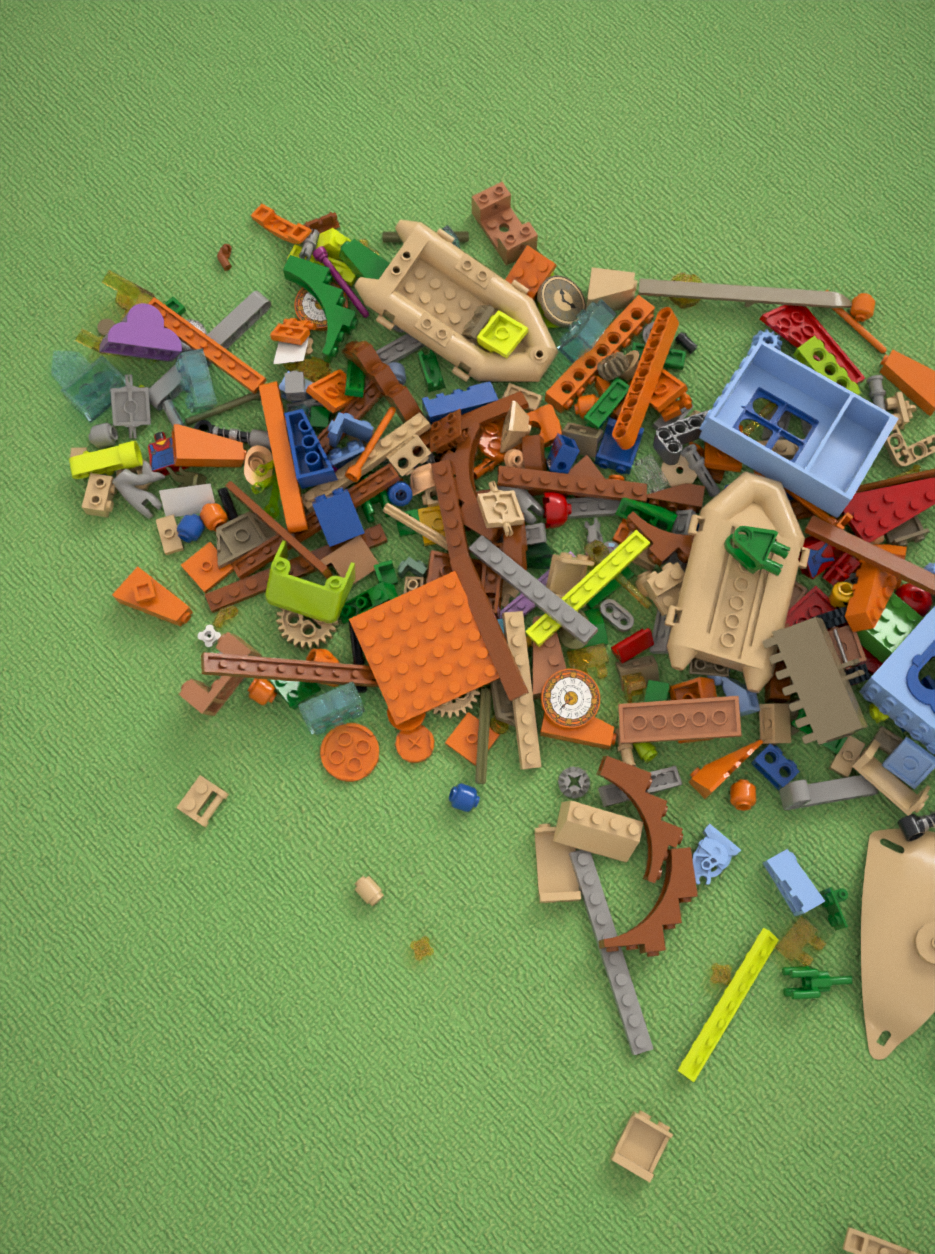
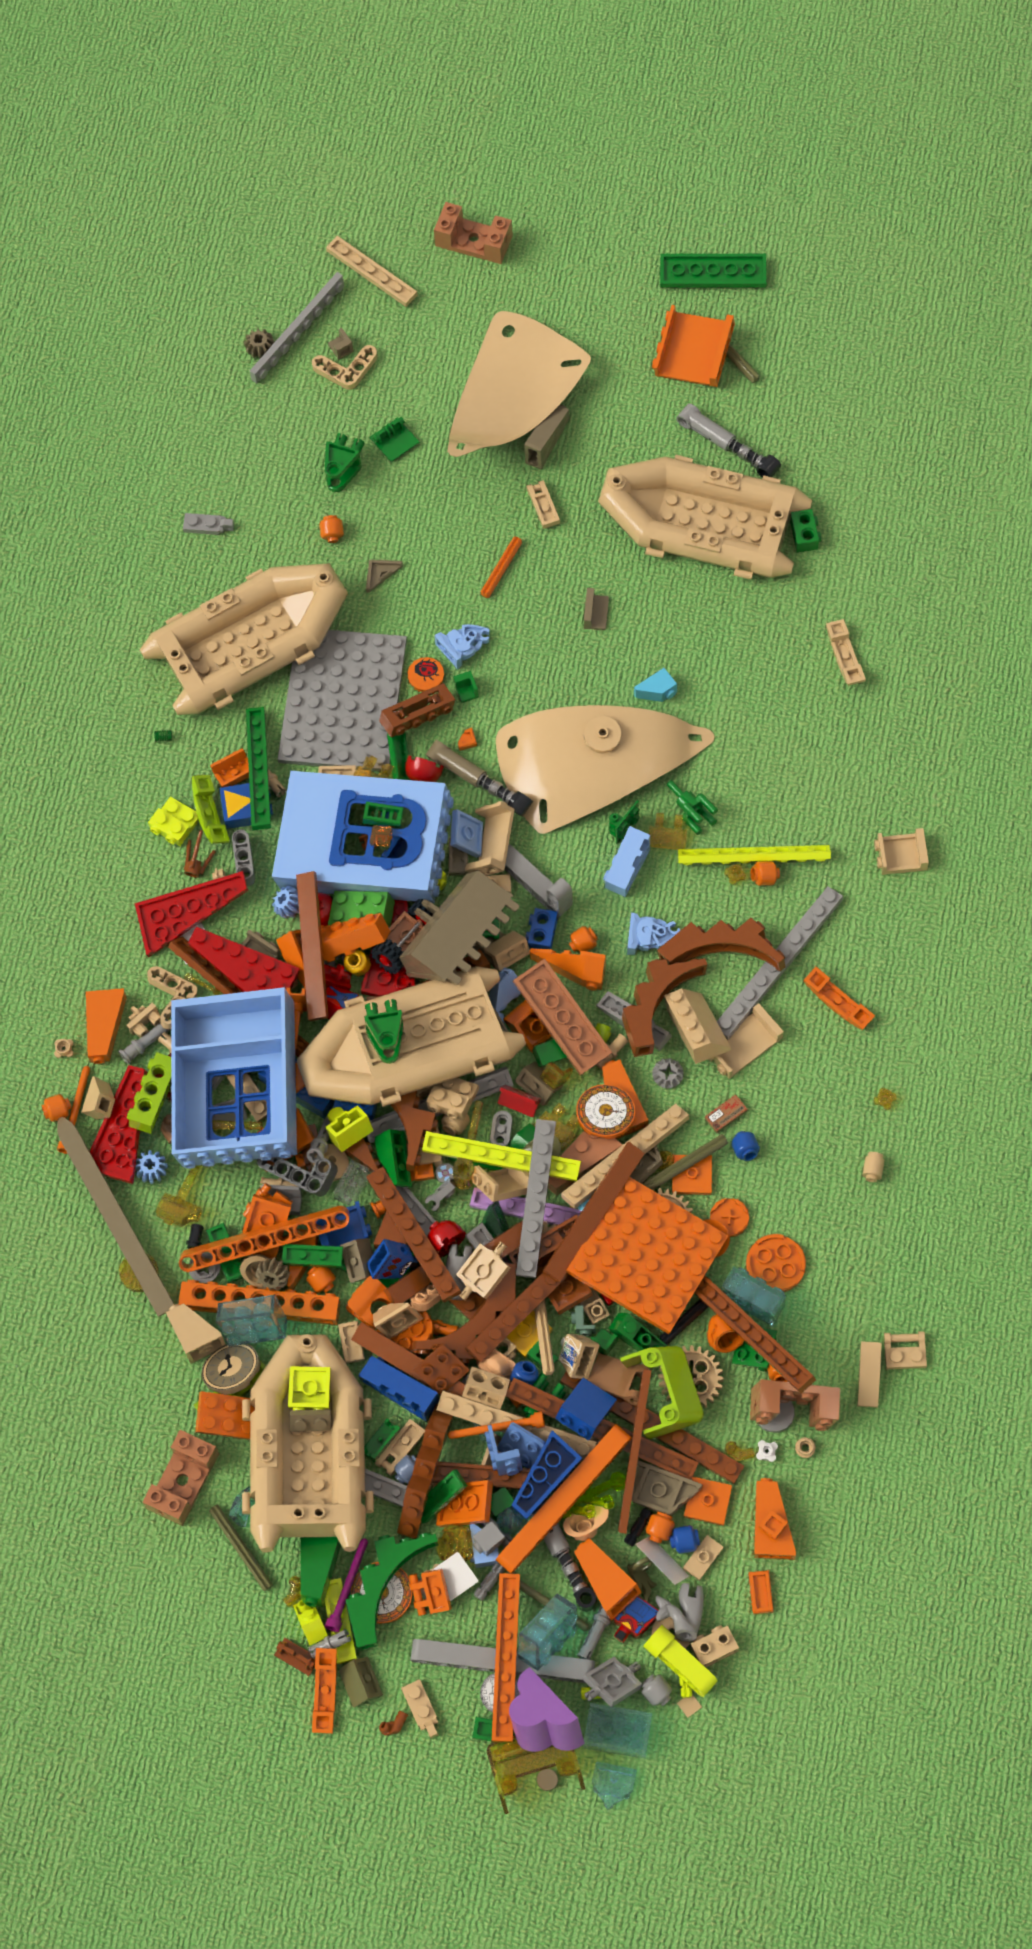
camera: 120 degrees left, 5 degrees down
(112, 557) = (760, 1592): none -> orange tile
(187, 661) = (808, 1442): none -> tan plate
(205, 756) = (869, 1374): none -> tan slope
(221, 281) = (421, 1707): none -> tan hinge
(269, 254) = (360, 1681): none -> olive panel
(269, 372) = (489, 1582): none -> light grey axle
(386, 543) = (578, 1355): none -> tan torso
(416, 380) = (400, 1446): none -> tan plate
(504, 804) = (726, 1113): none -> tile
(538, 975) = (837, 1000): none -> orange slope
(696, 490) = (347, 1127): none -> neon yellow brick
(703, 999) = (765, 873): none -> orange head
(718, 341) = (176, 1209): none -> clear yellow piece
(850, 340) = (99, 1099): none -> tan slope
(914, 339) = (59, 1044): none -> tan plate

